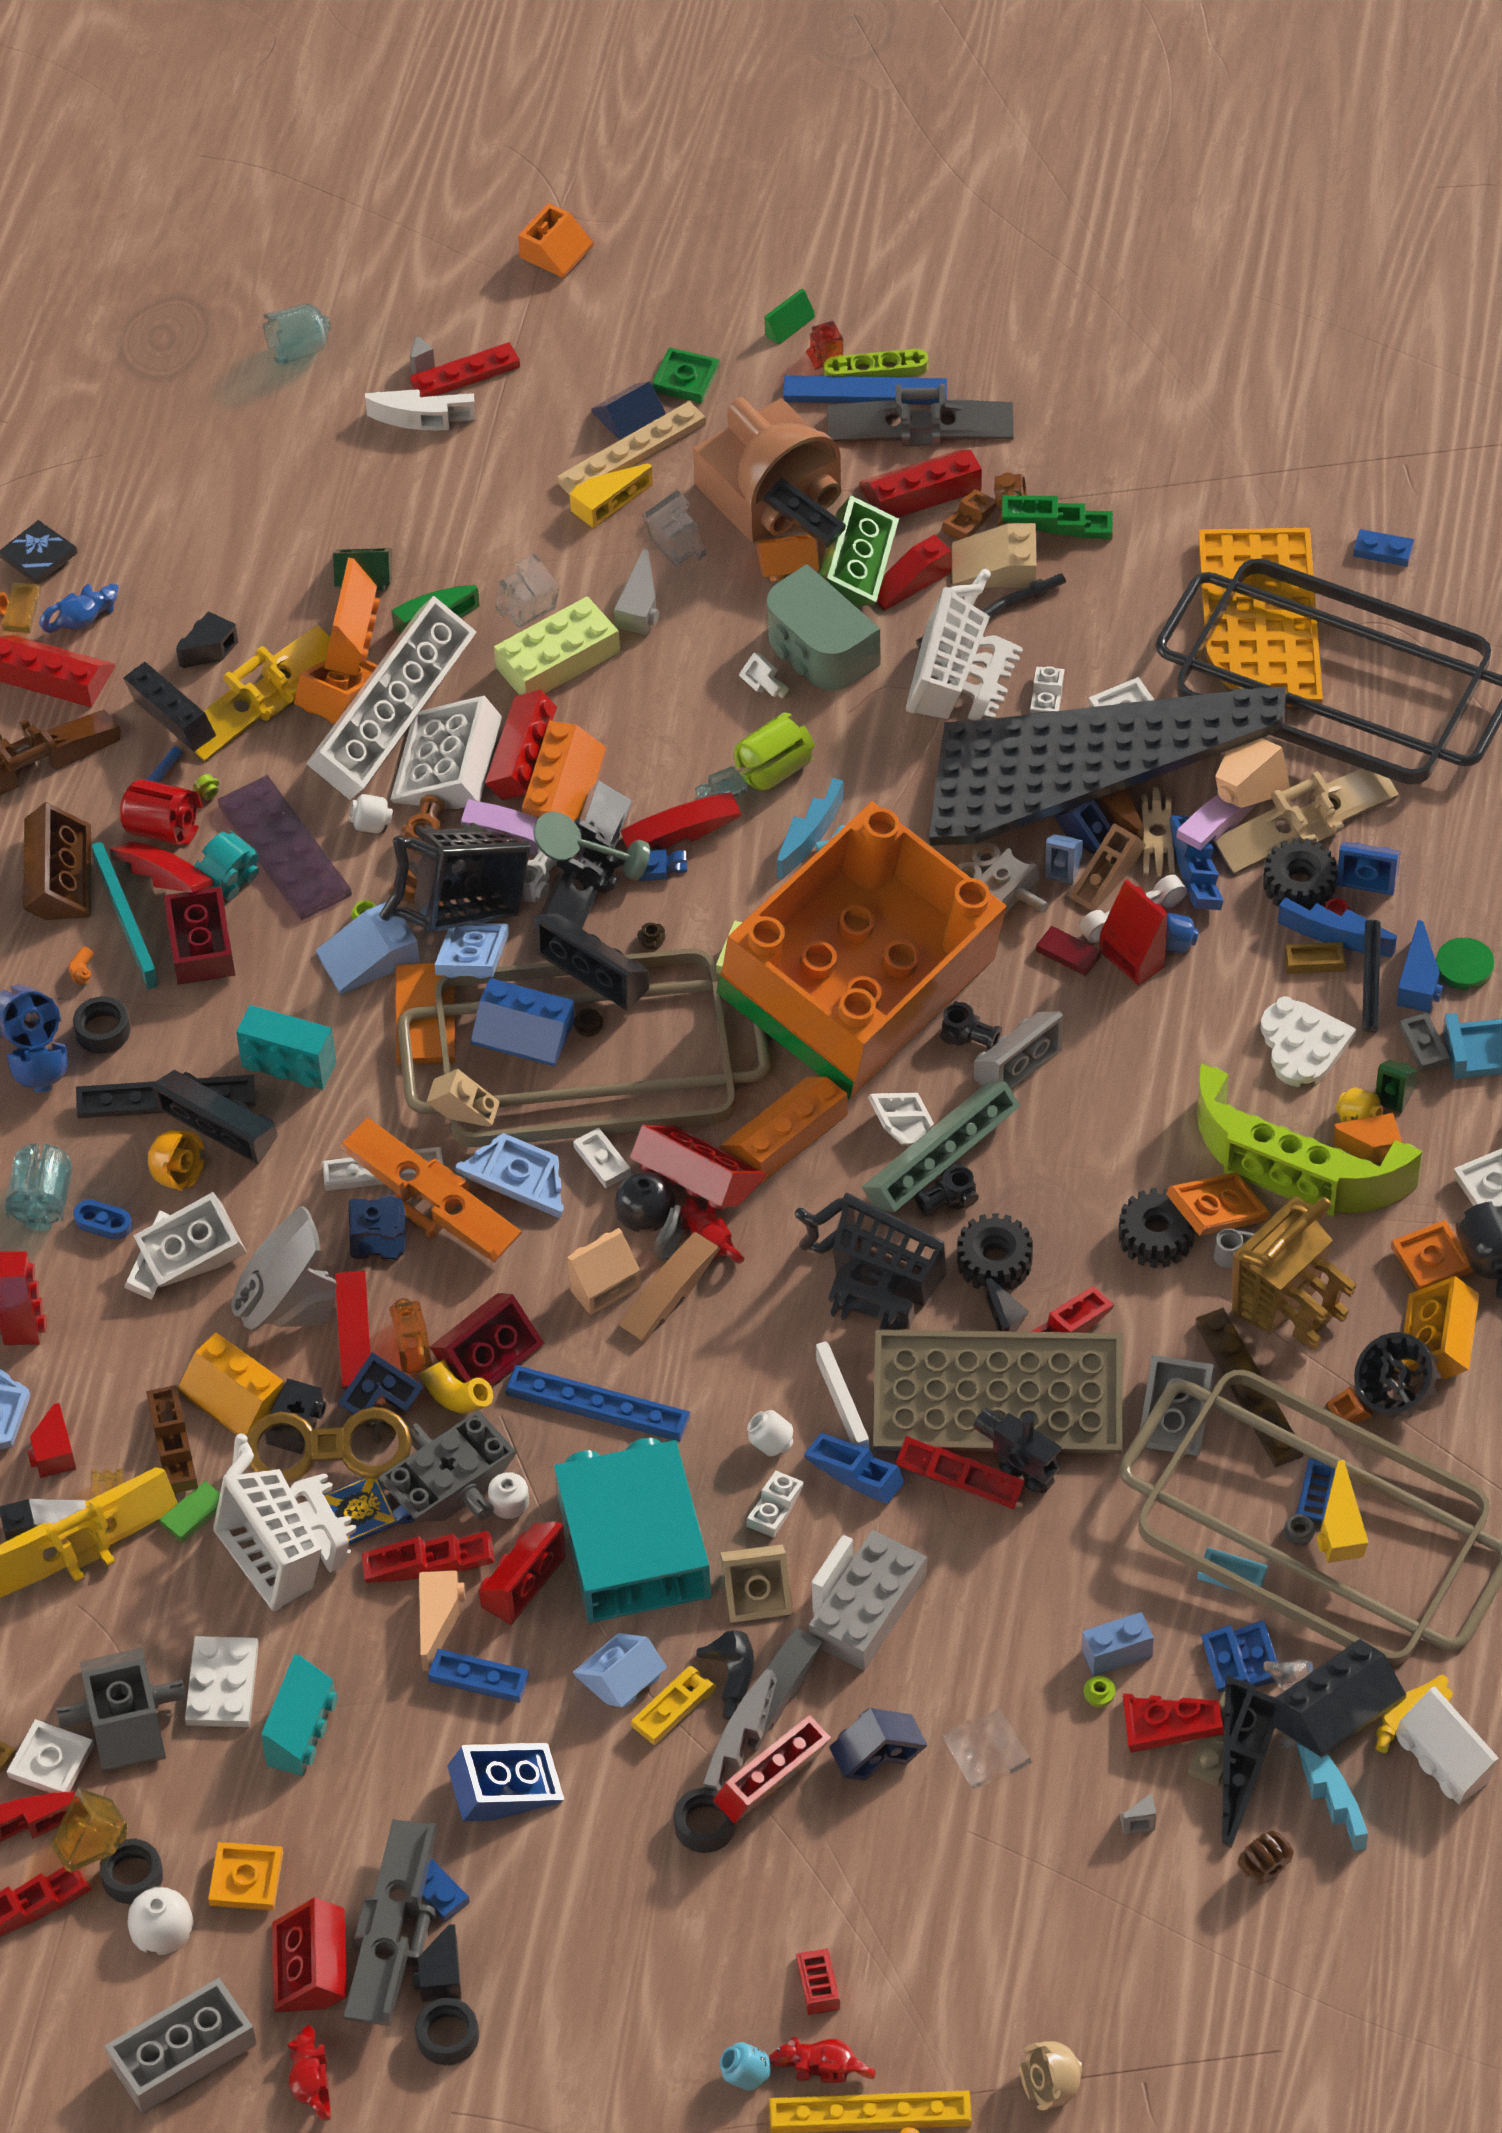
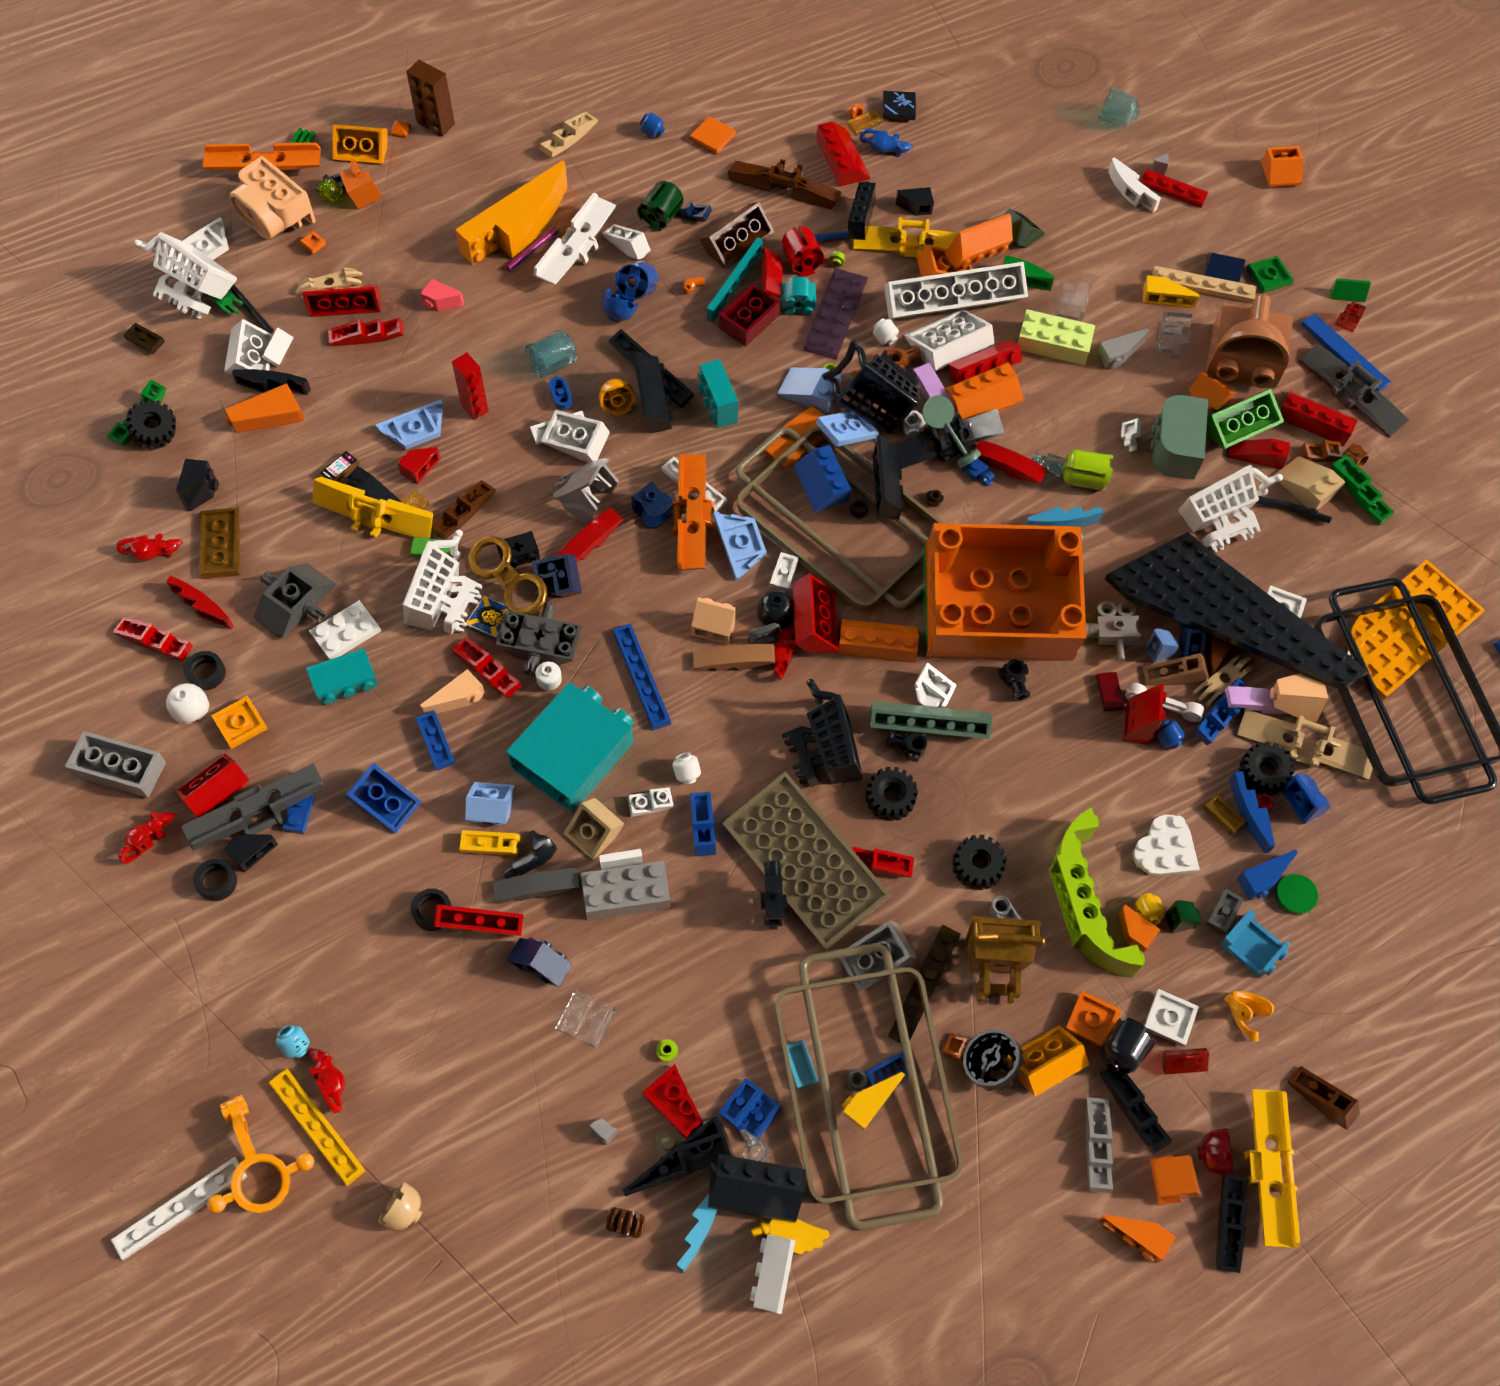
camera: 45 degrees right, 10 degrees up
(50, 1758) = (242, 590): white plate -> none
(89, 1830) = (208, 636): clear yellow slope -> none
(101, 1042) = (667, 304): black tyre -> none
(230, 1385) = (512, 510): light orange slope -> none
(407, 1322) = (603, 564): clear orange torso -> none
(453, 1393) = (589, 606): yellow cylinder -> none
(462, 1099) = (753, 486): tan slope -> none
(489, 1341) = (630, 602): dark red slope -> none
(523, 1571) = (507, 715): red slope -> none
(745, 1723) = (497, 886): light grey slope -> none
(804, 512) = (1237, 375): black plate -> none
(823, 2002) = (377, 1049): red slope -> none
(841, 1395) = (737, 788): white tile -> none
(876, 361) = (1366, 345): lime beam -> none
(959, 1472) = (742, 877): red slope -> none
(1005, 1310) = (862, 826): black slope -> none
(1021, 1051) = (1022, 714): light grey slope -> none
(1047, 690) = (1255, 564): white slope -> none
(1117, 1644) = (701, 1038): medium blue brick -> none
(1218, 1203) = (1020, 882): orange tile -> none
(1371, 976) = (1237, 852): black axle -> none

